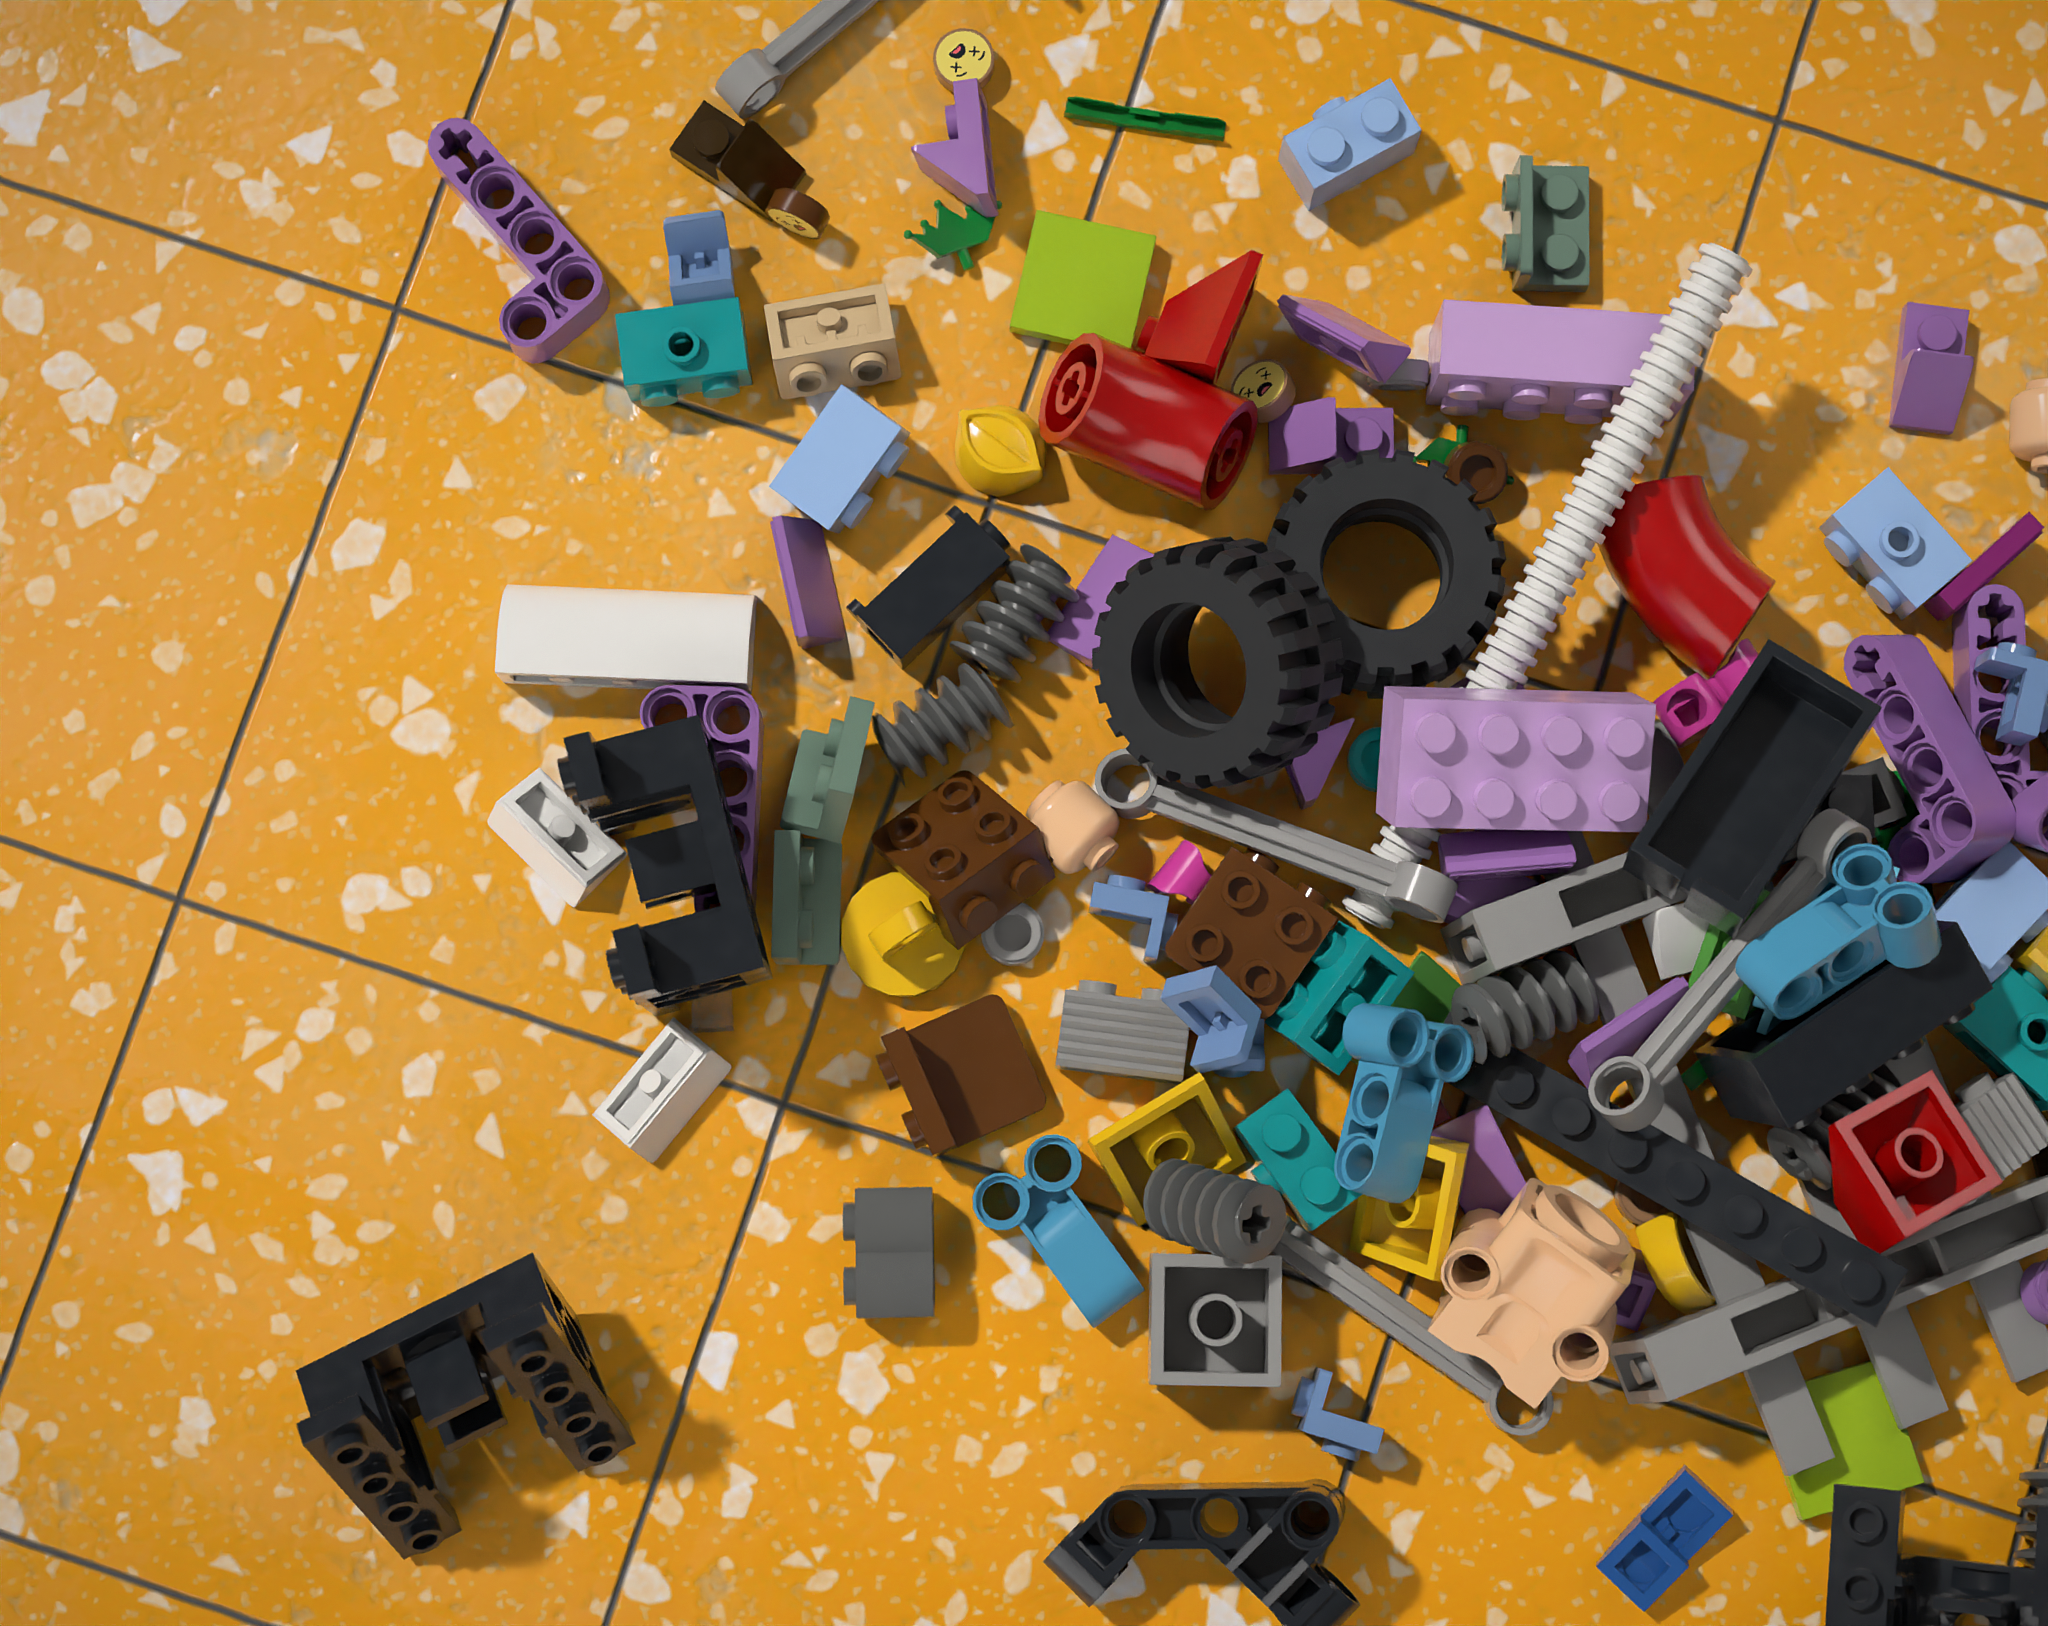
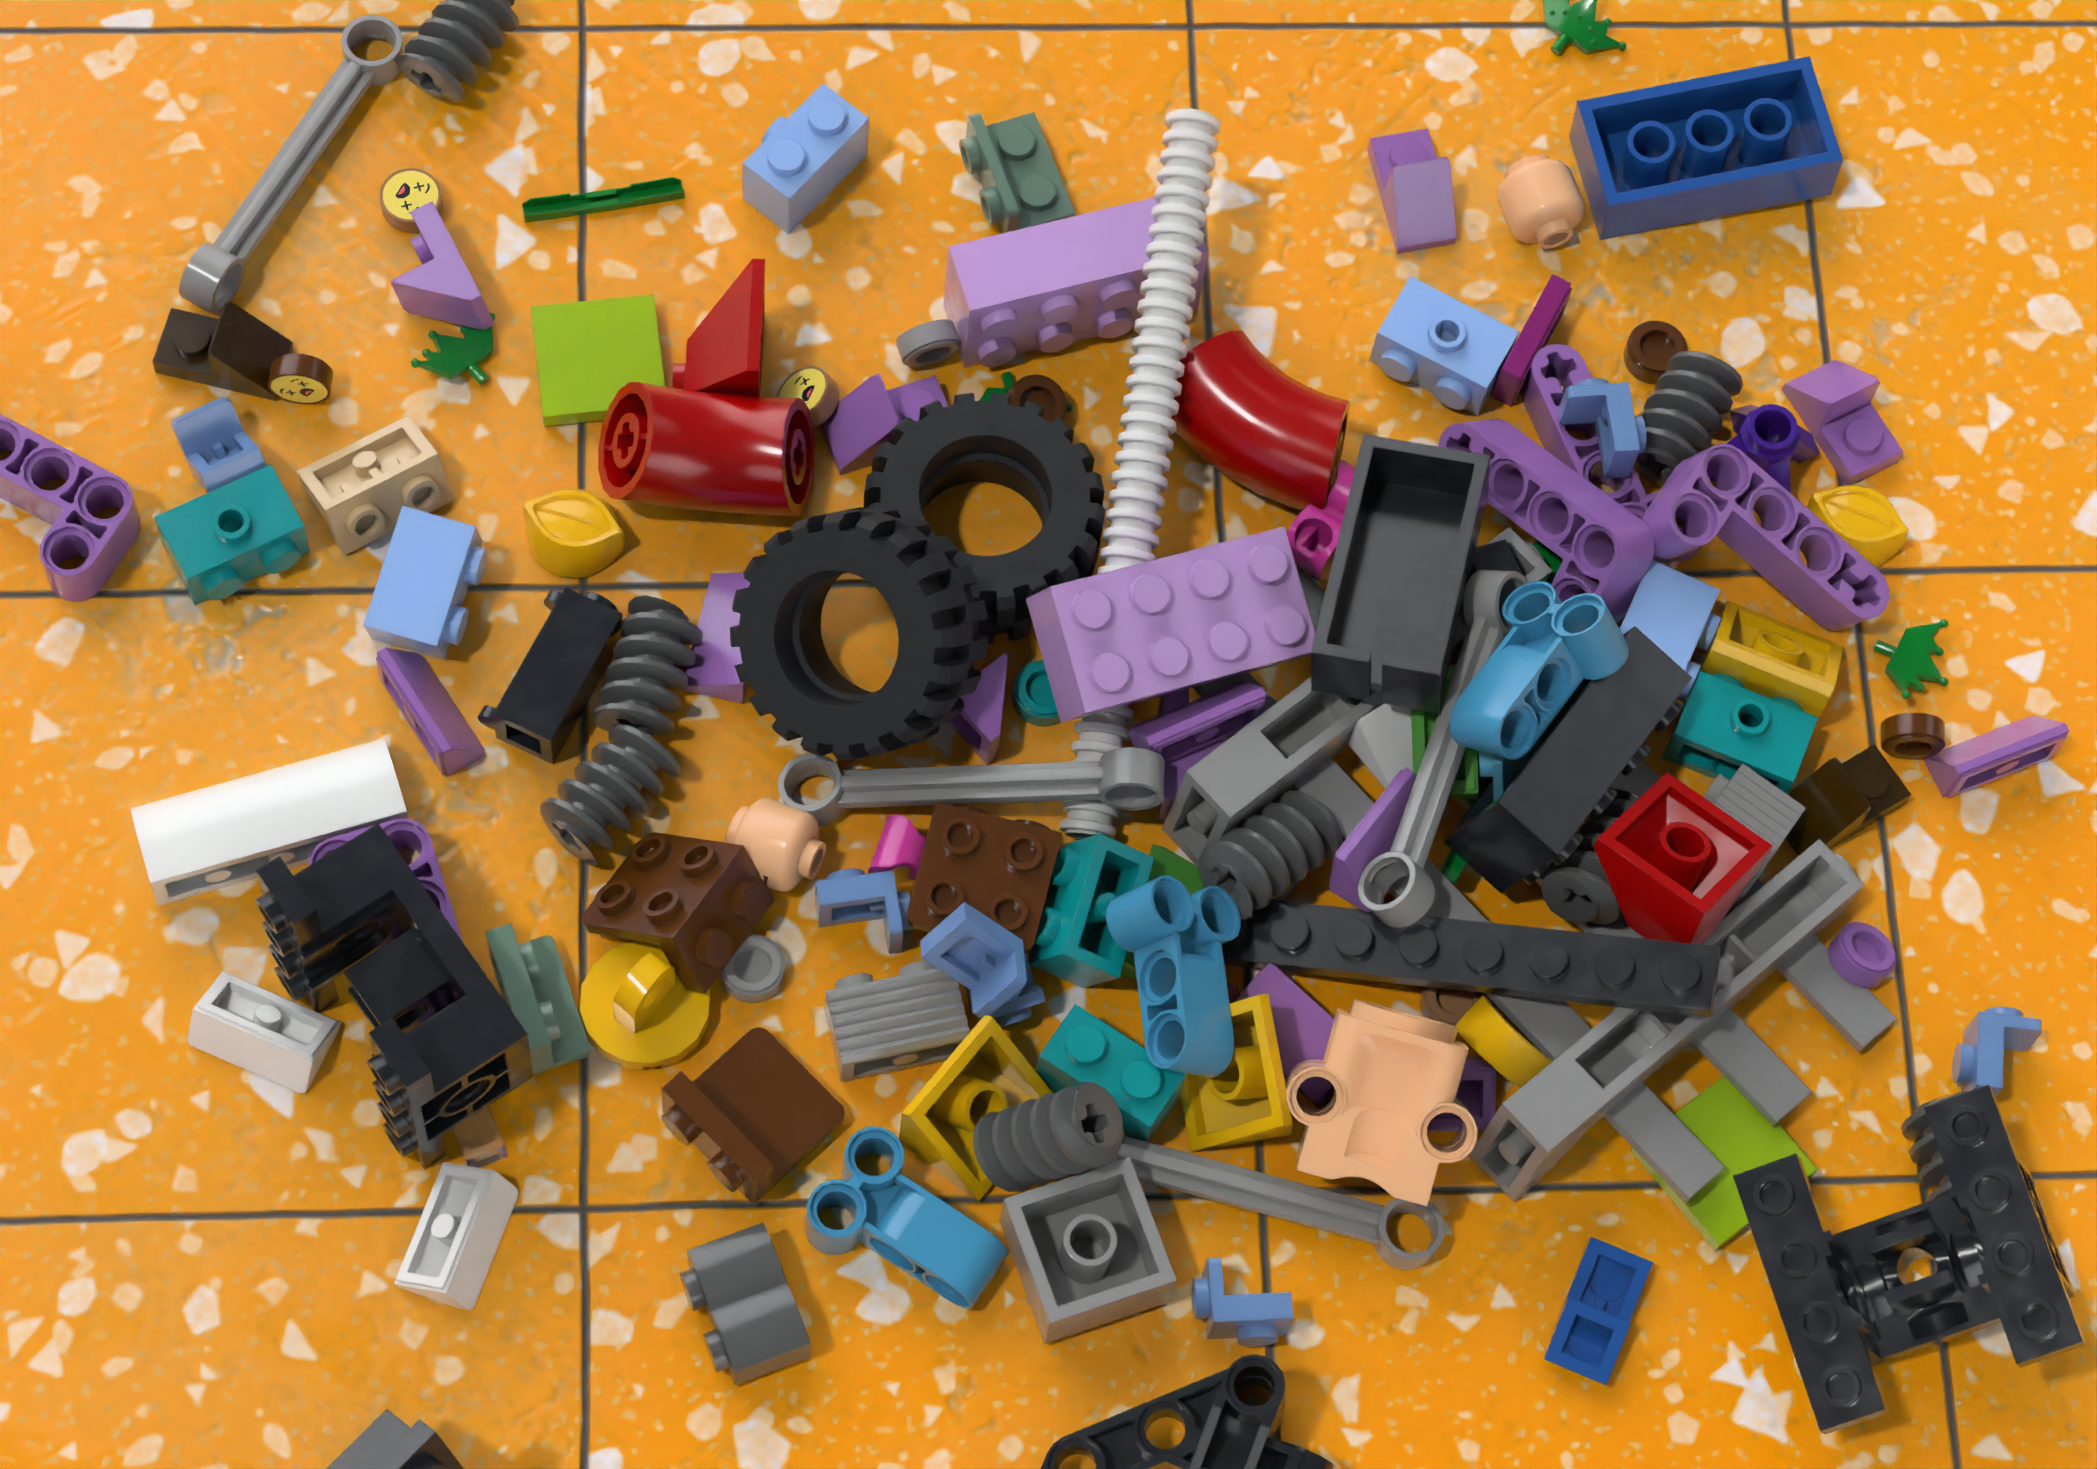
camera: 30 degrees left, 15 degrees down
(827, 774) = (520, 873): sand green bracket -> none
(1344, 336) = (865, 324): medium lavender slope -> none

